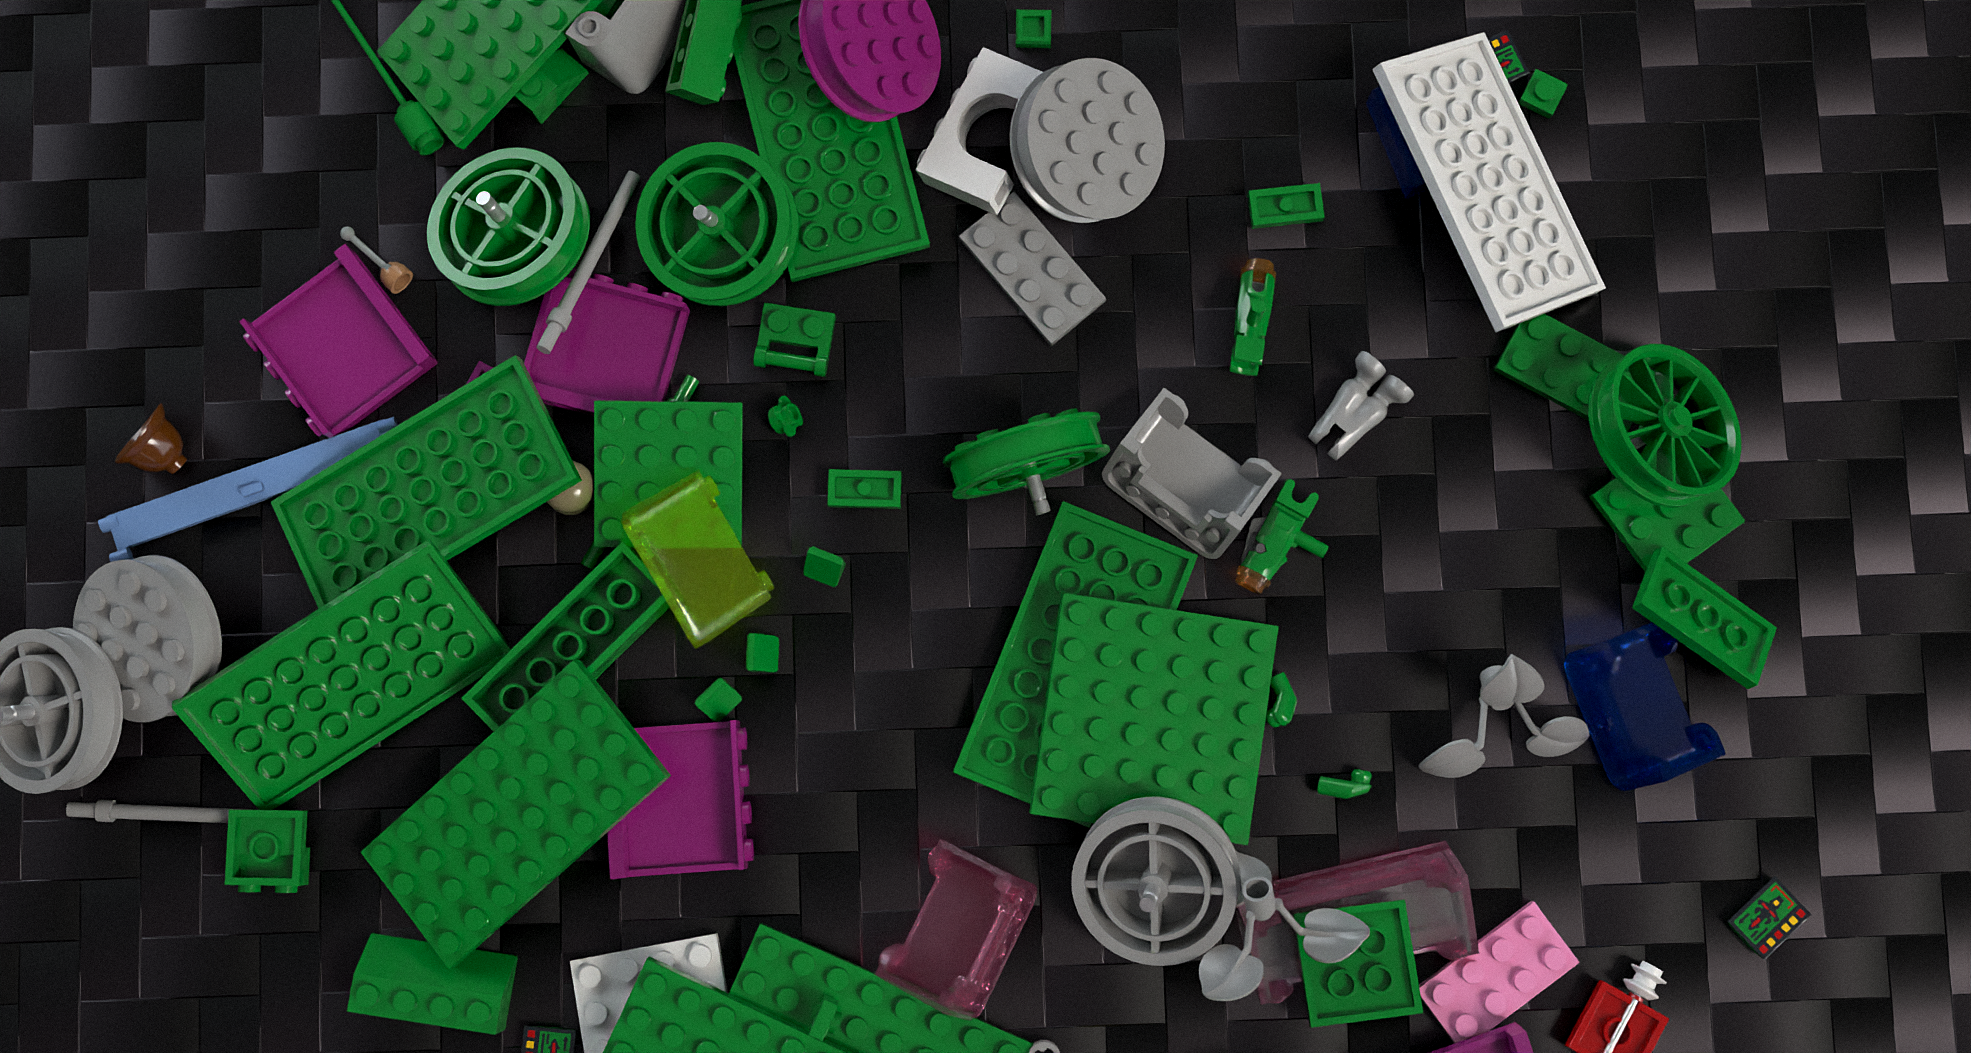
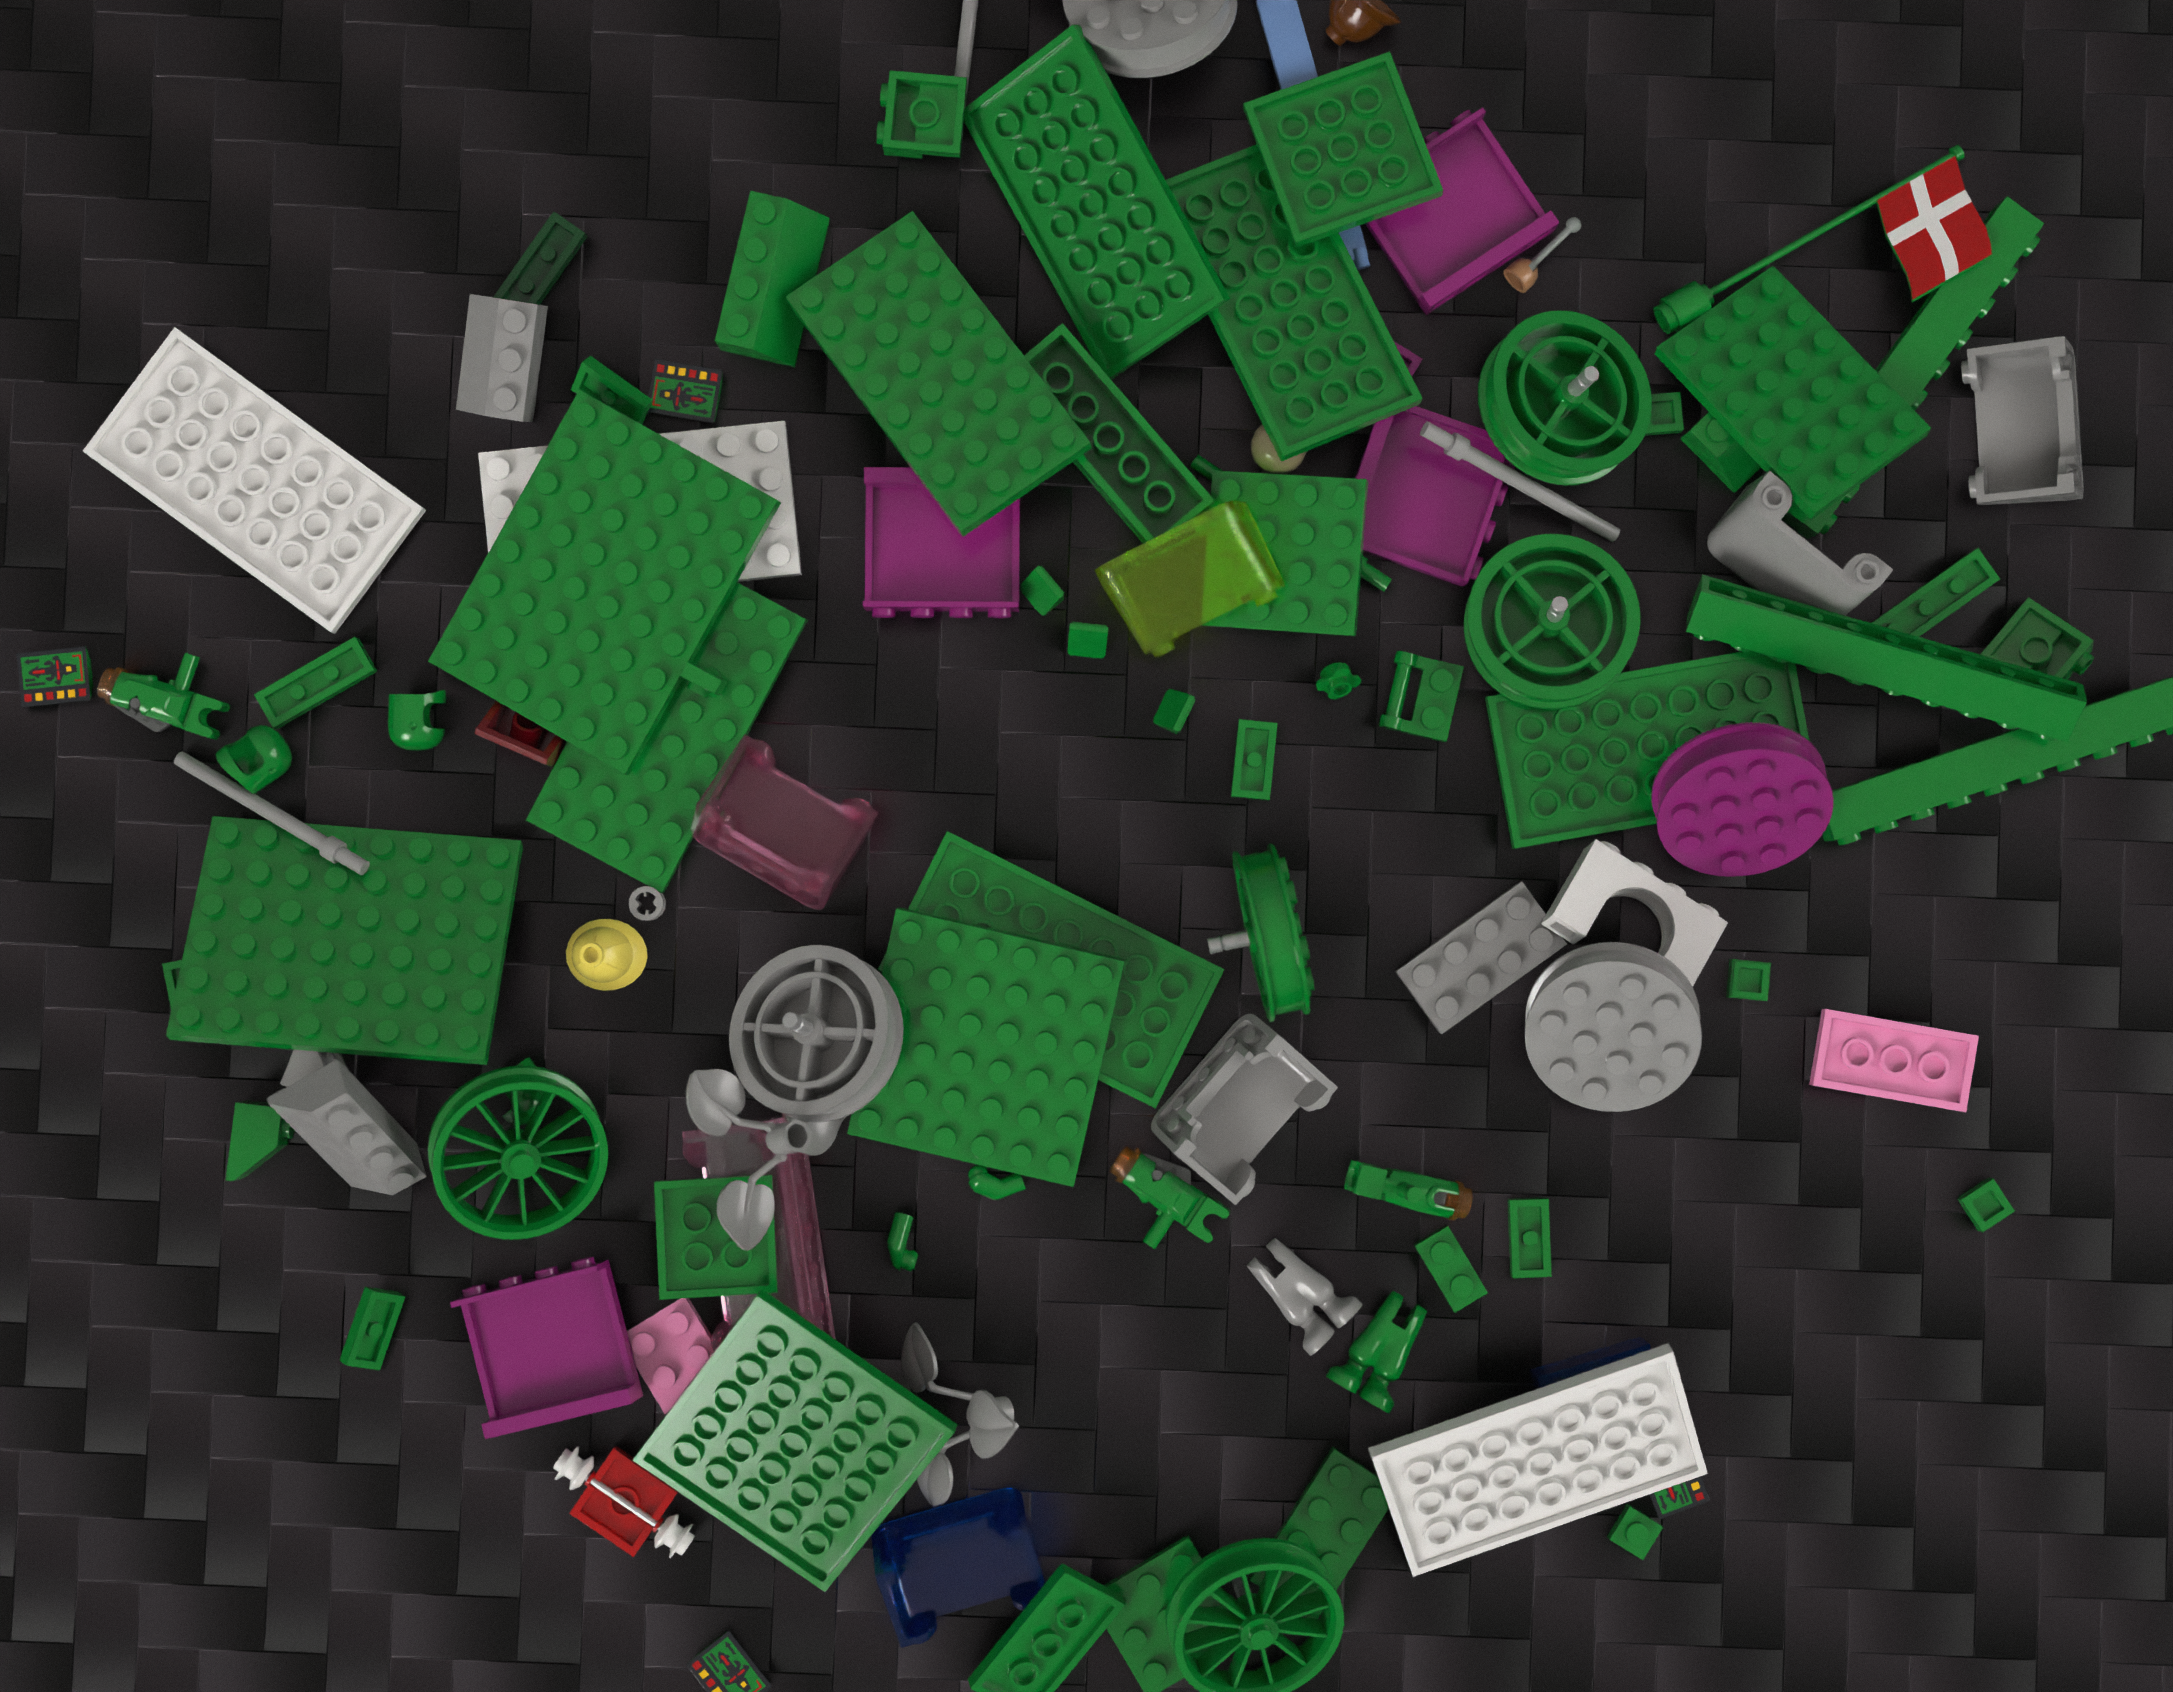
camera: 90 degrees right, 5 degrees up
(283, 446) = (1343, 149): none -> green plate
(519, 134) = (1666, 414): none -> green plate
(1320, 275) = (1450, 1268): none -> green plate
(1400, 329) = (1384, 1348): none -> green piece
(1544, 870) = (794, 1441): none -> green plate

